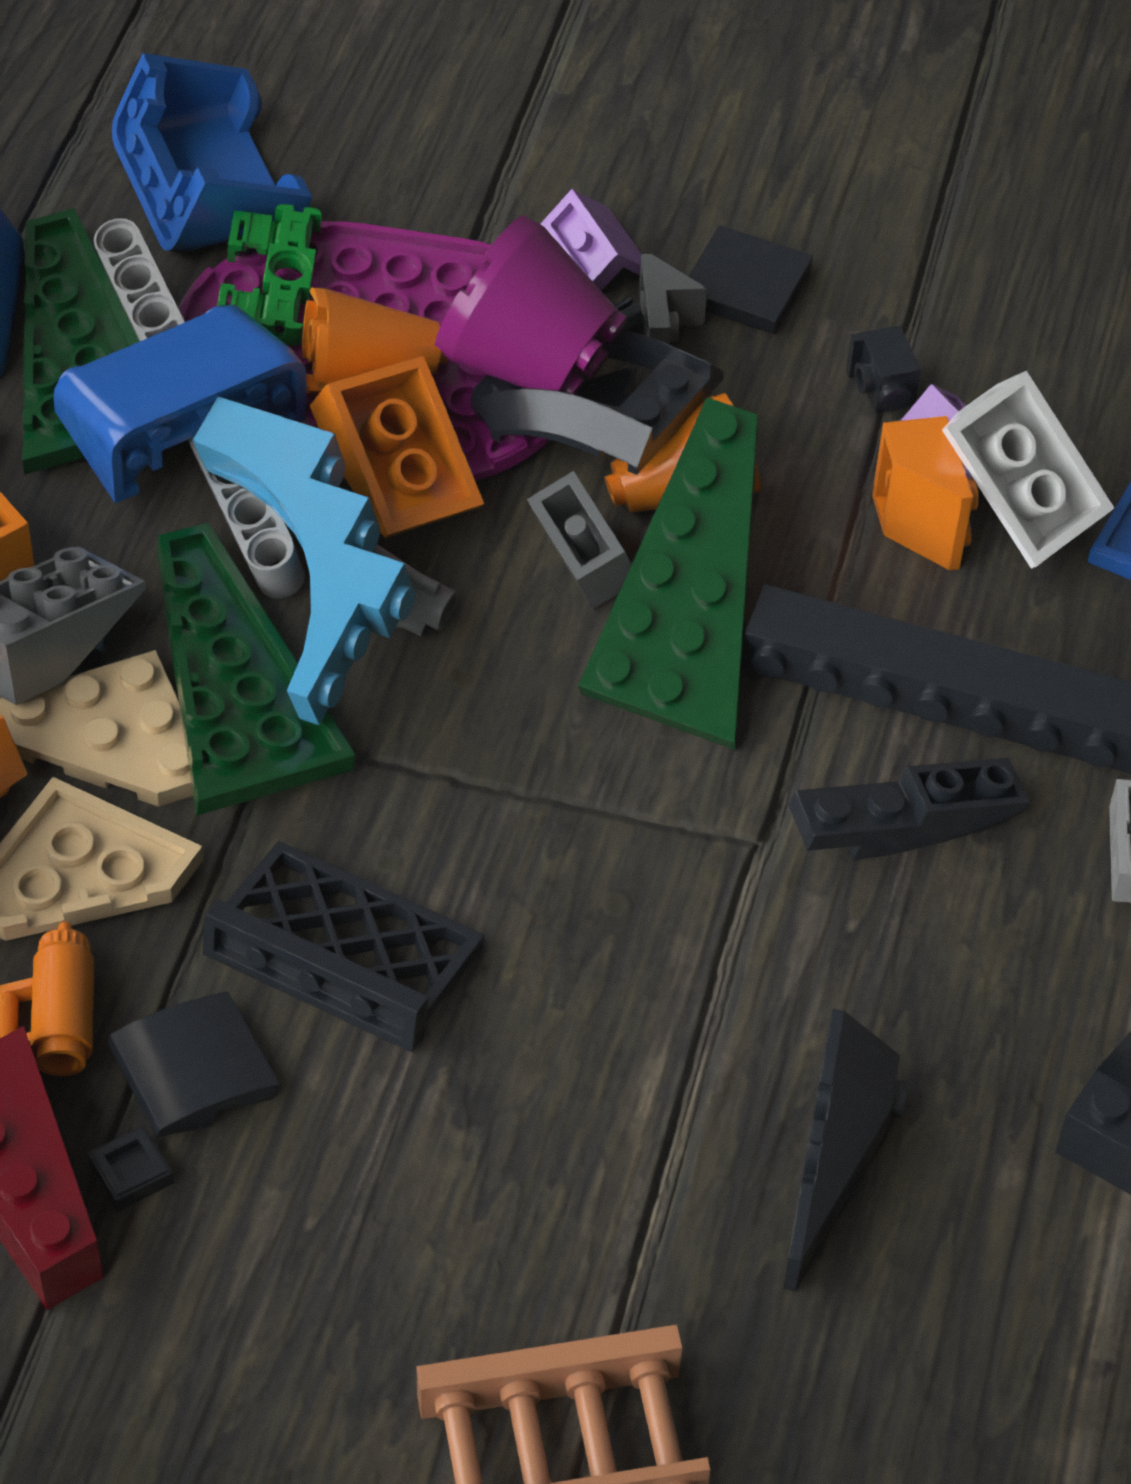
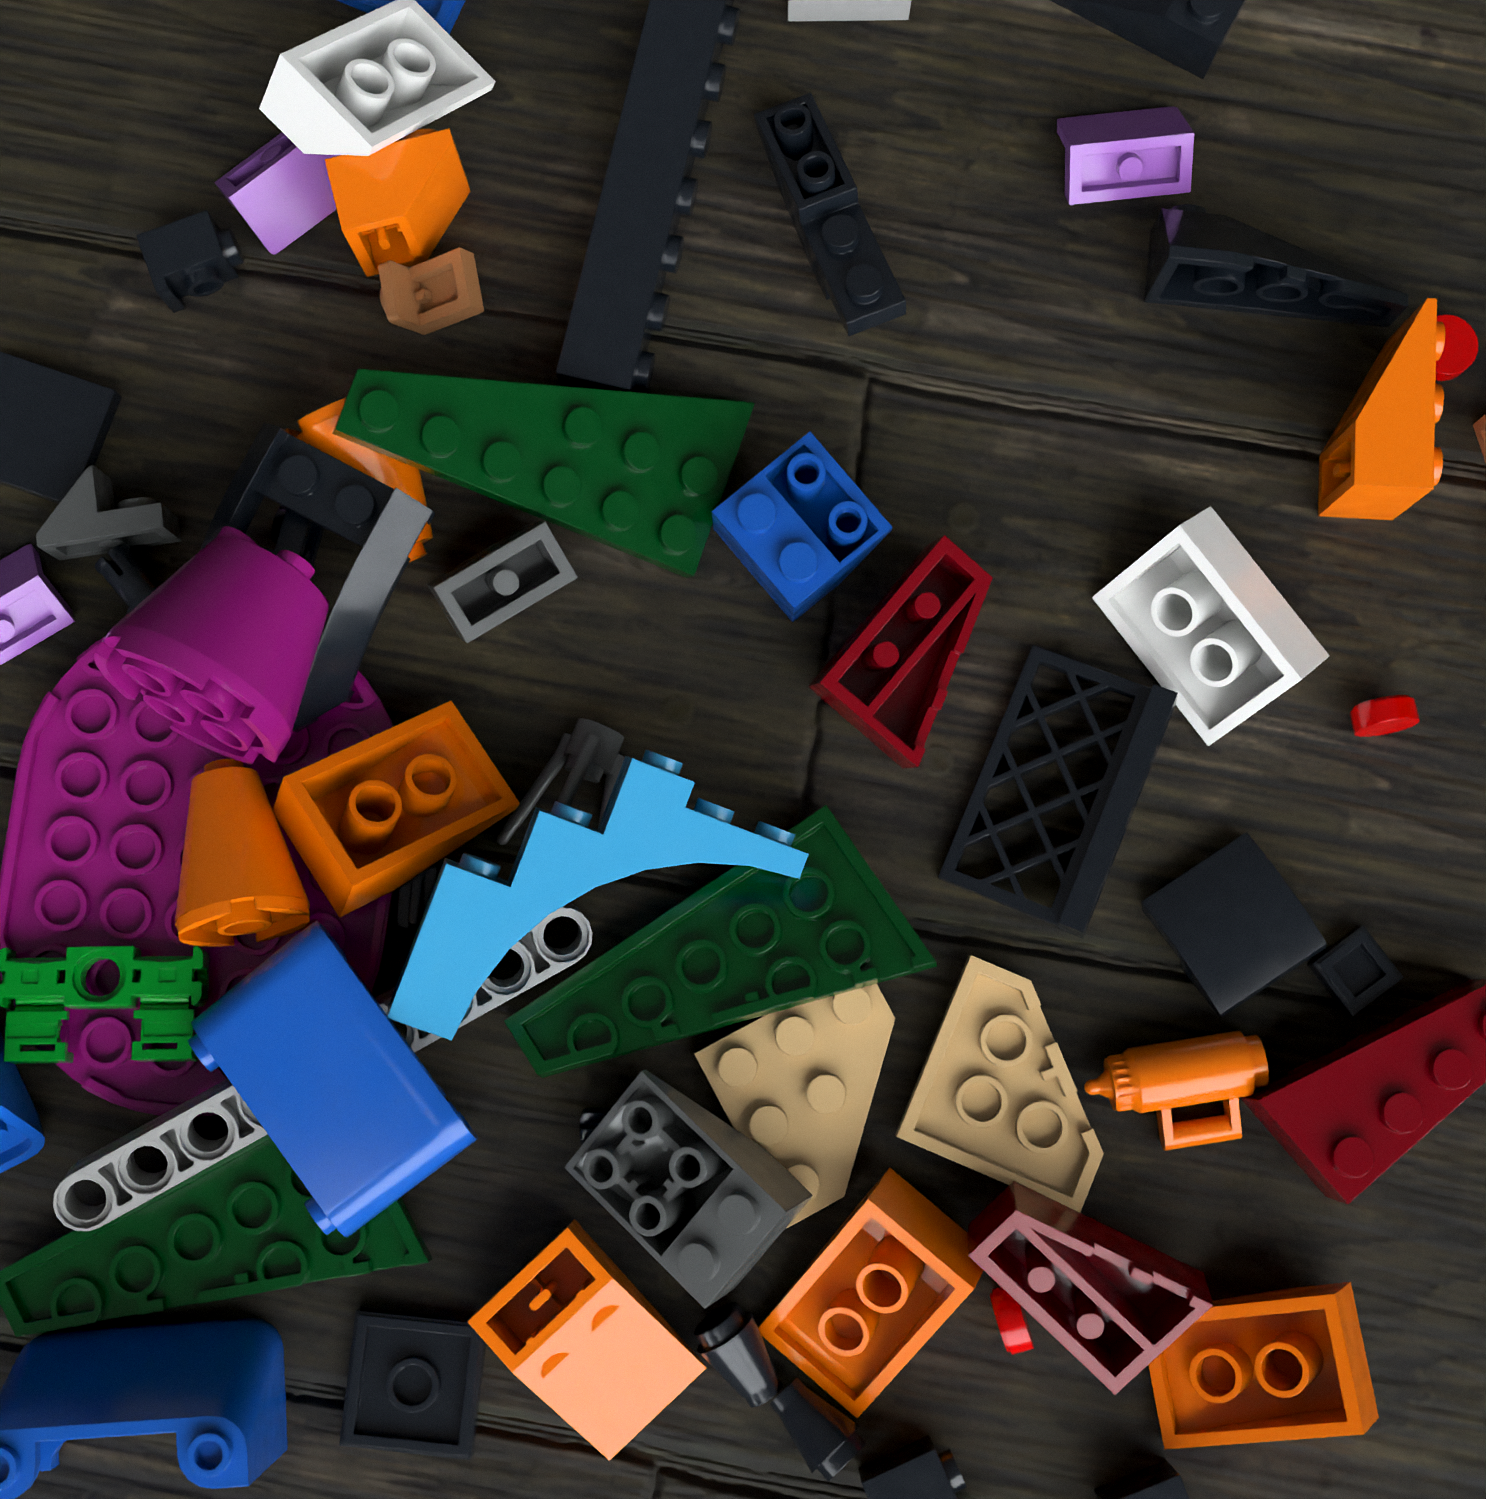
camera: 90 degrees left, 30 degrees up
(375, 1211) = (1384, 715): none -> red tile
(483, 817) = (903, 654): none -> dark red wedge
(487, 1075) = (1210, 625): none -> white slope
(604, 745) = (800, 526): none -> blue slope
(670, 1222) = (1384, 443): none -> orange slope
(754, 1326) = (1459, 348): none -> red tile
(848, 518) = (431, 292): none -> medium nougat bracket
(969, 1057) = (1126, 155): none -> medium lavender panel

